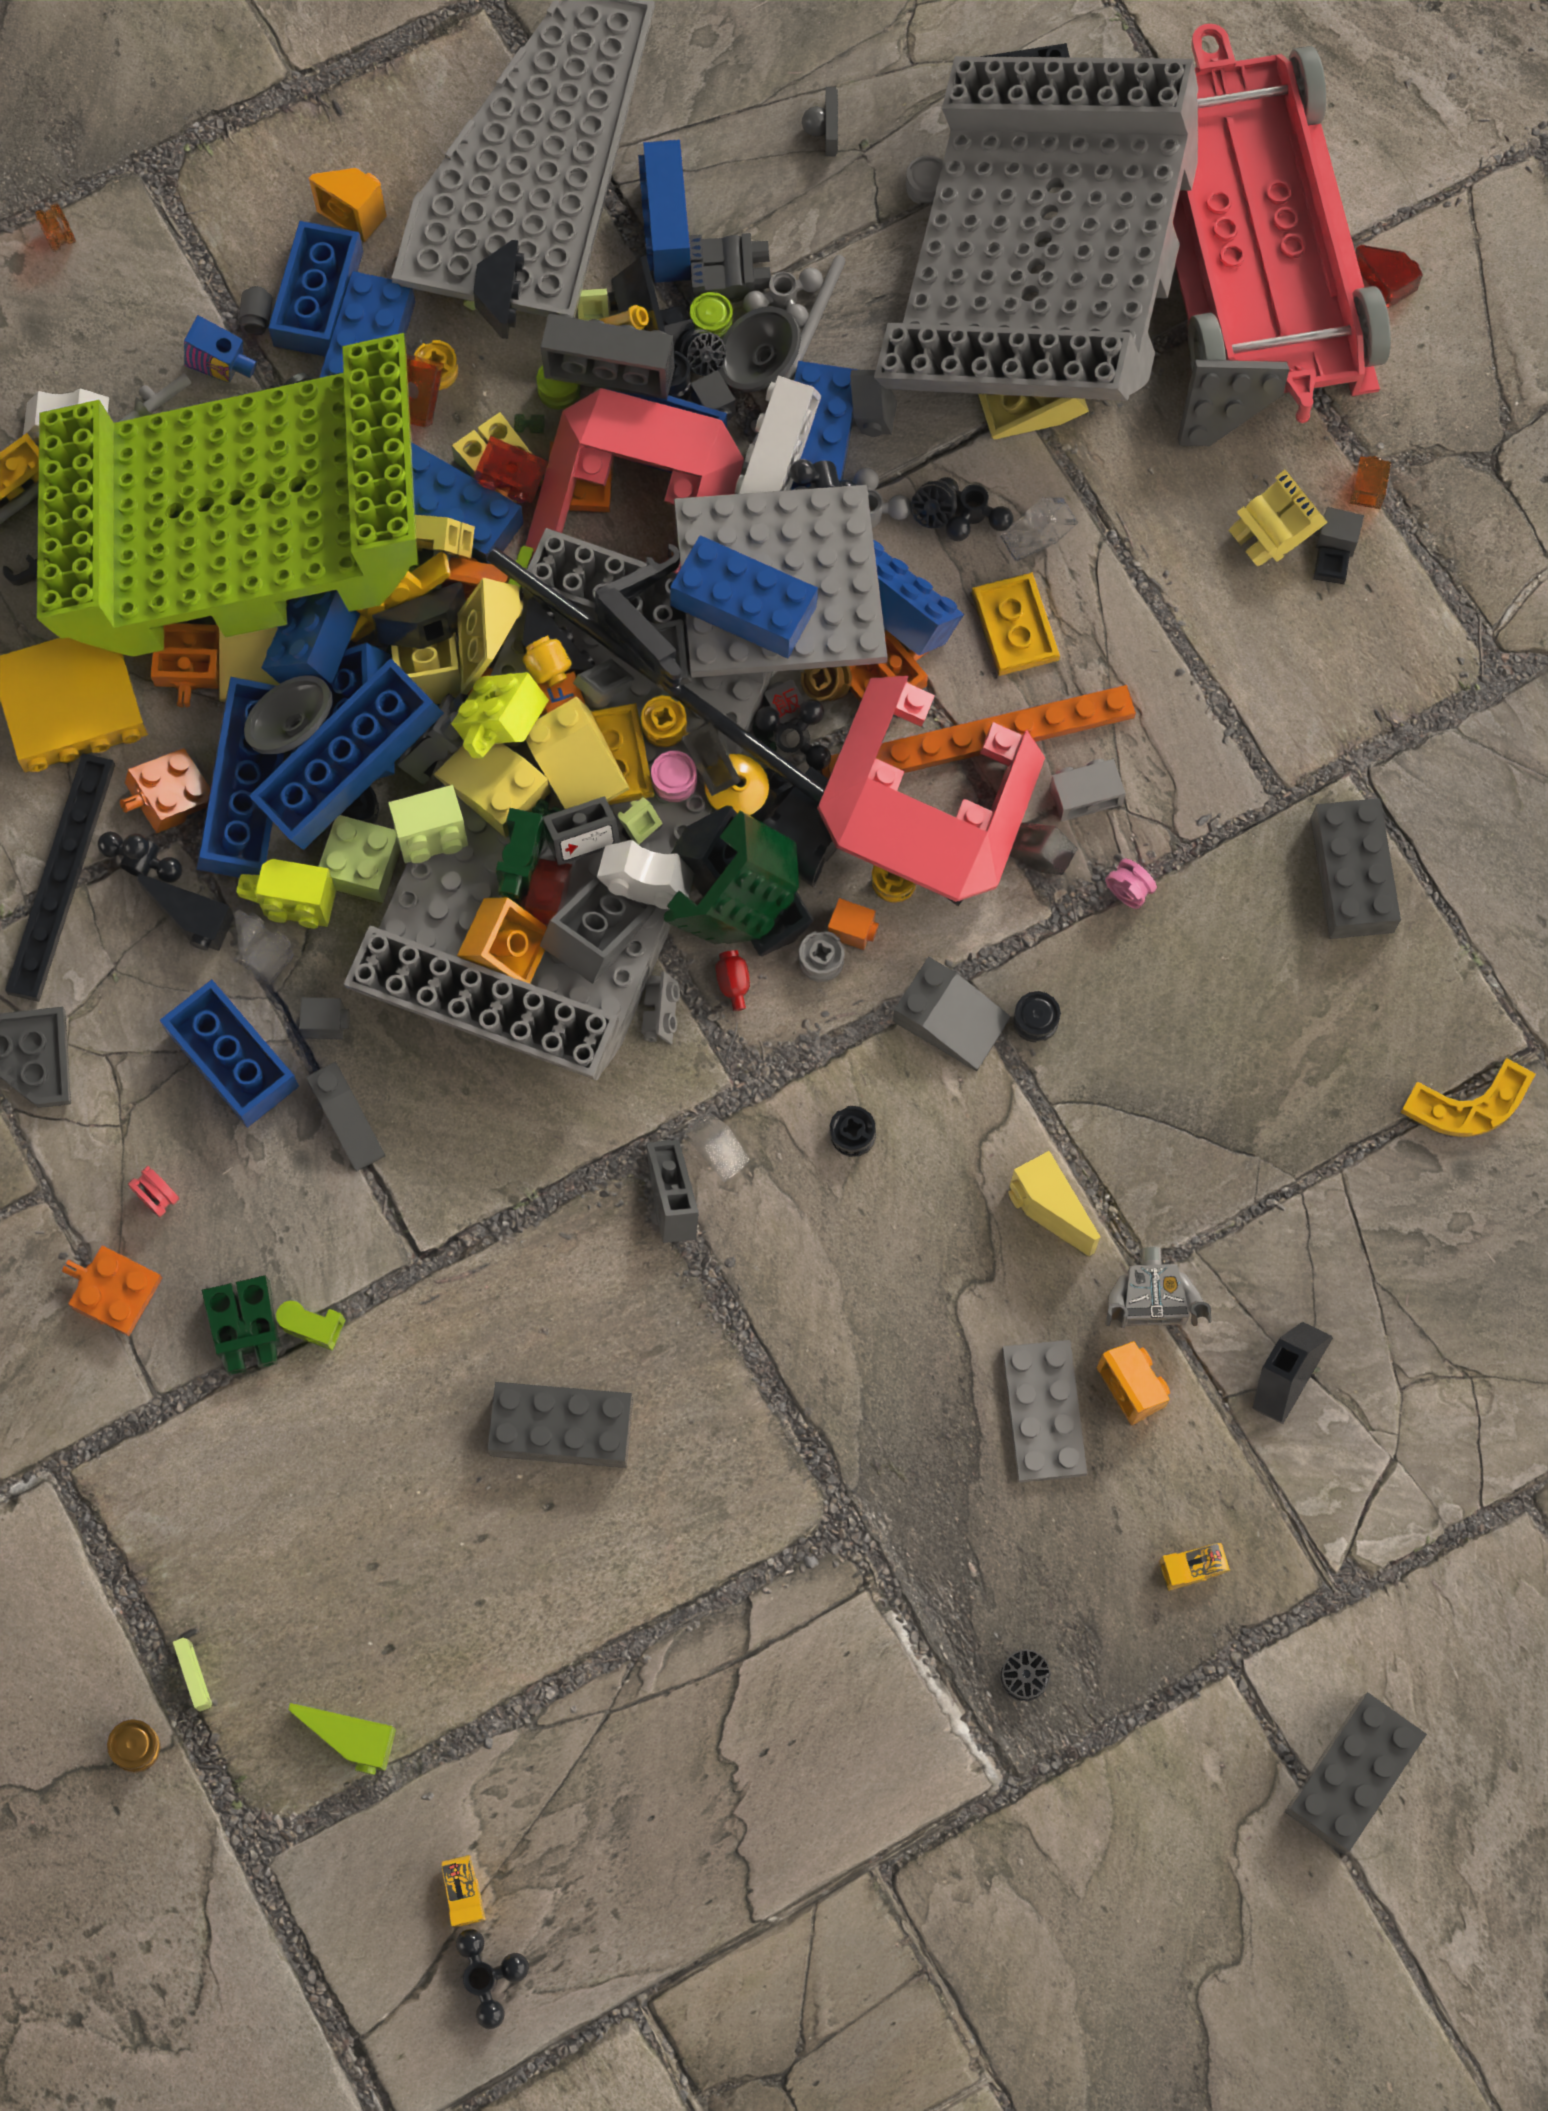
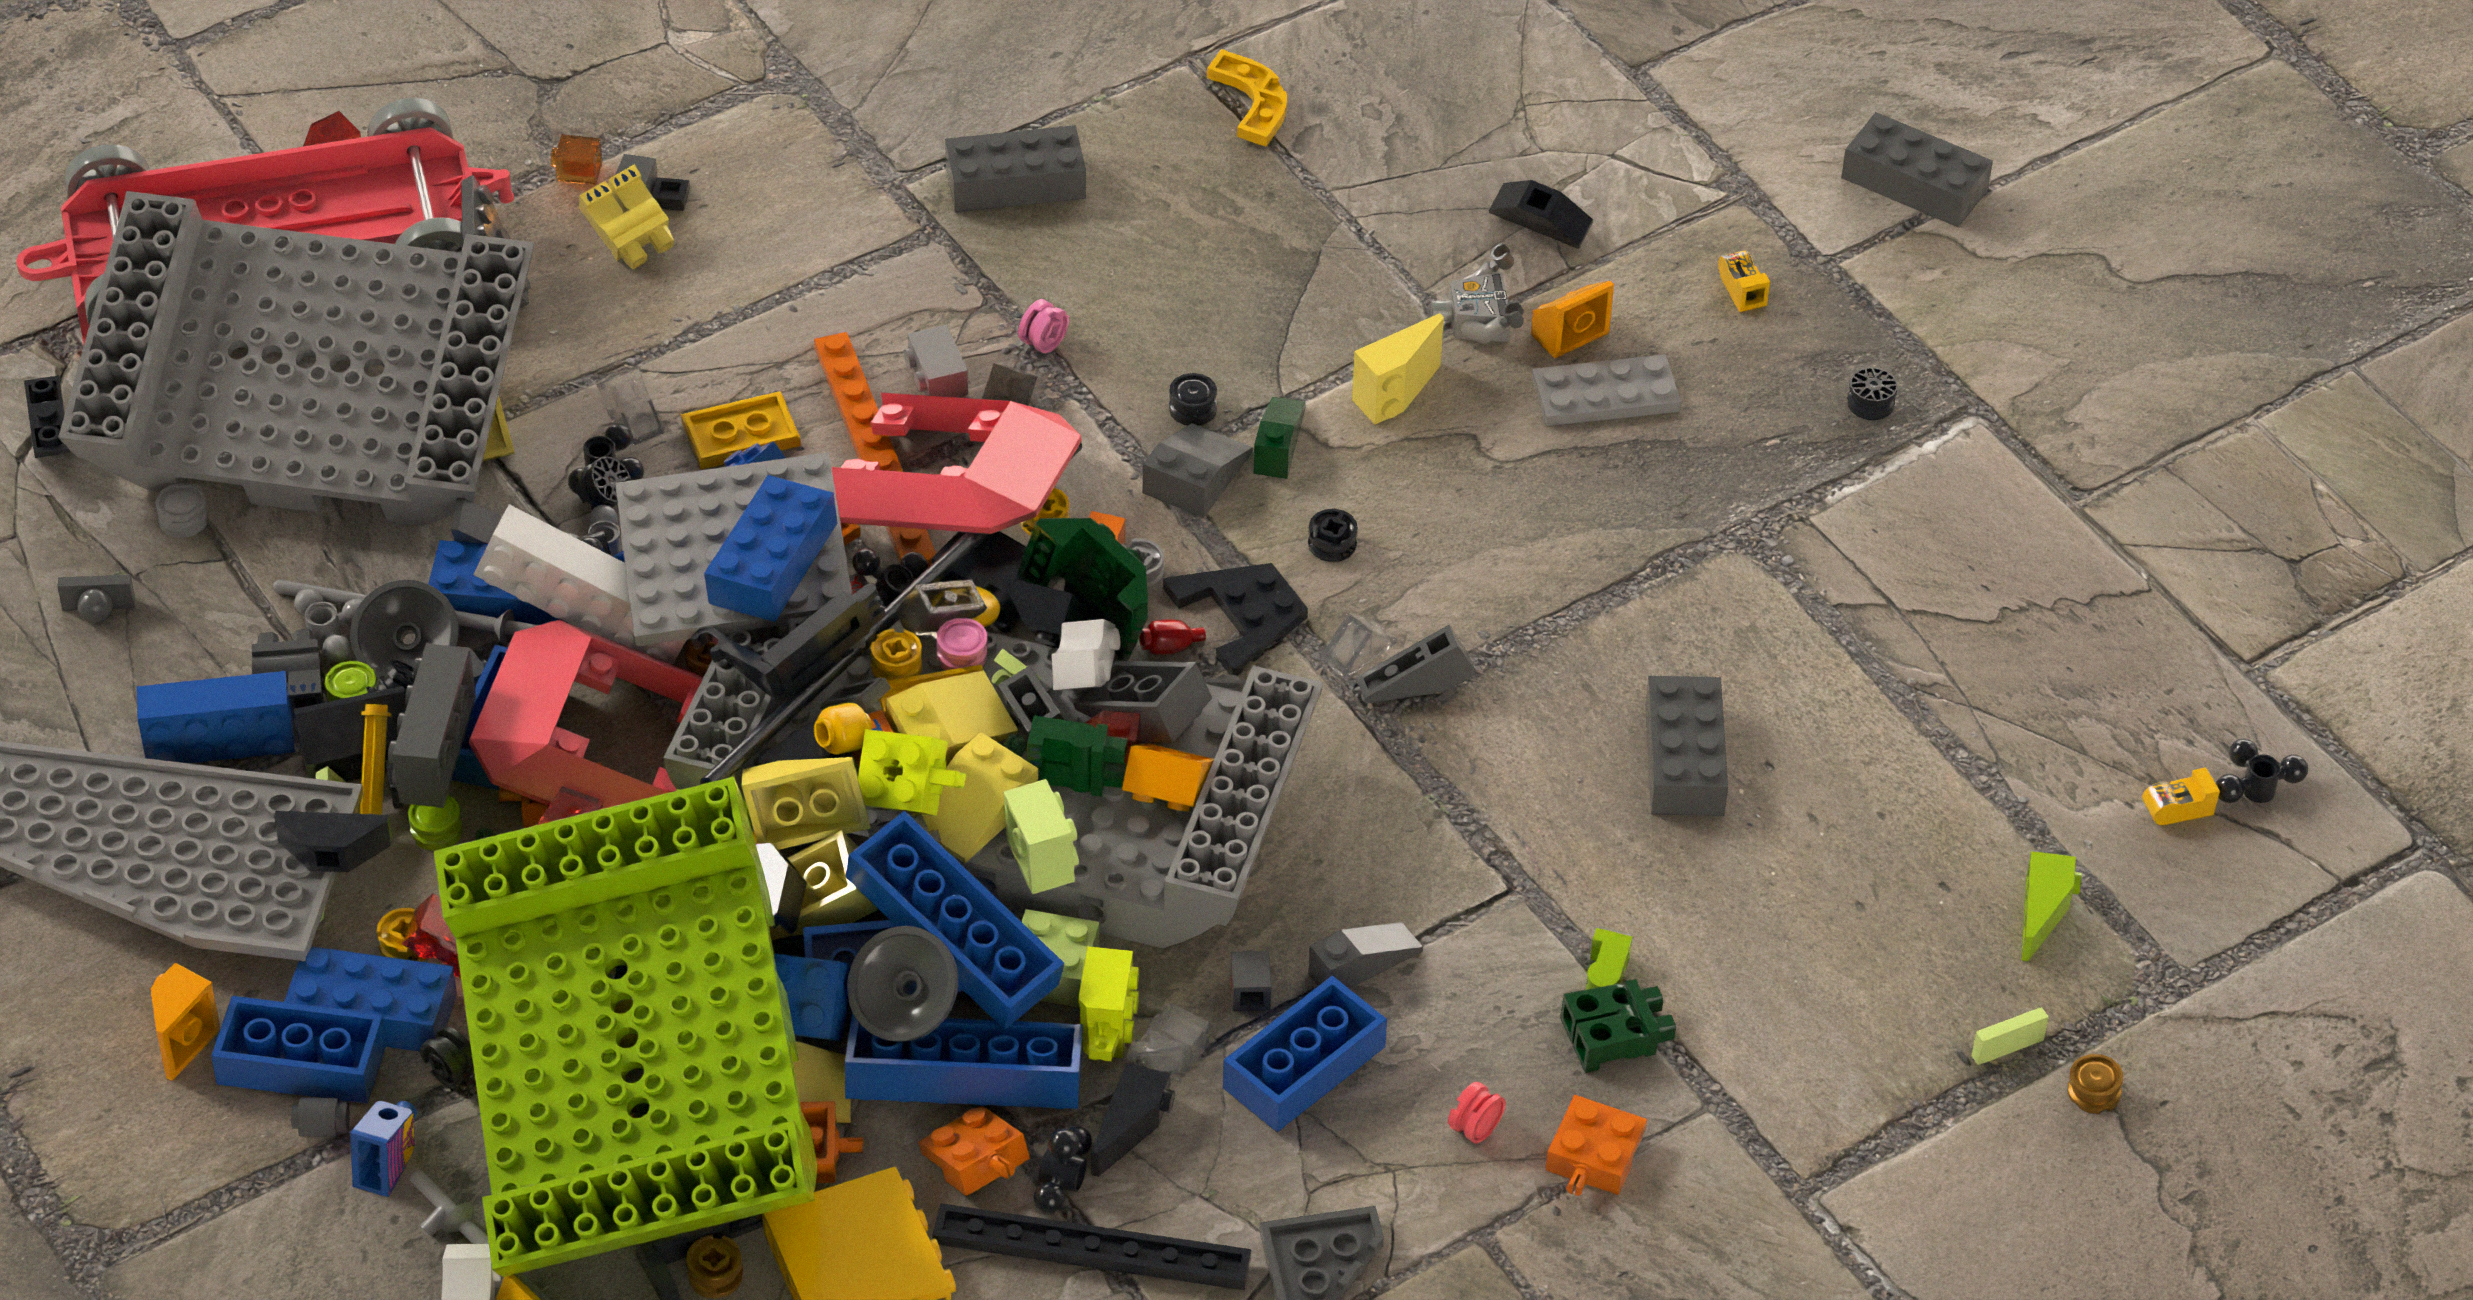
camera: 95 degrees left, 25 degrees down
(773, 1059) = (1252, 598): none -> black wing
(990, 1092) = (1278, 437): none -> dark green slope

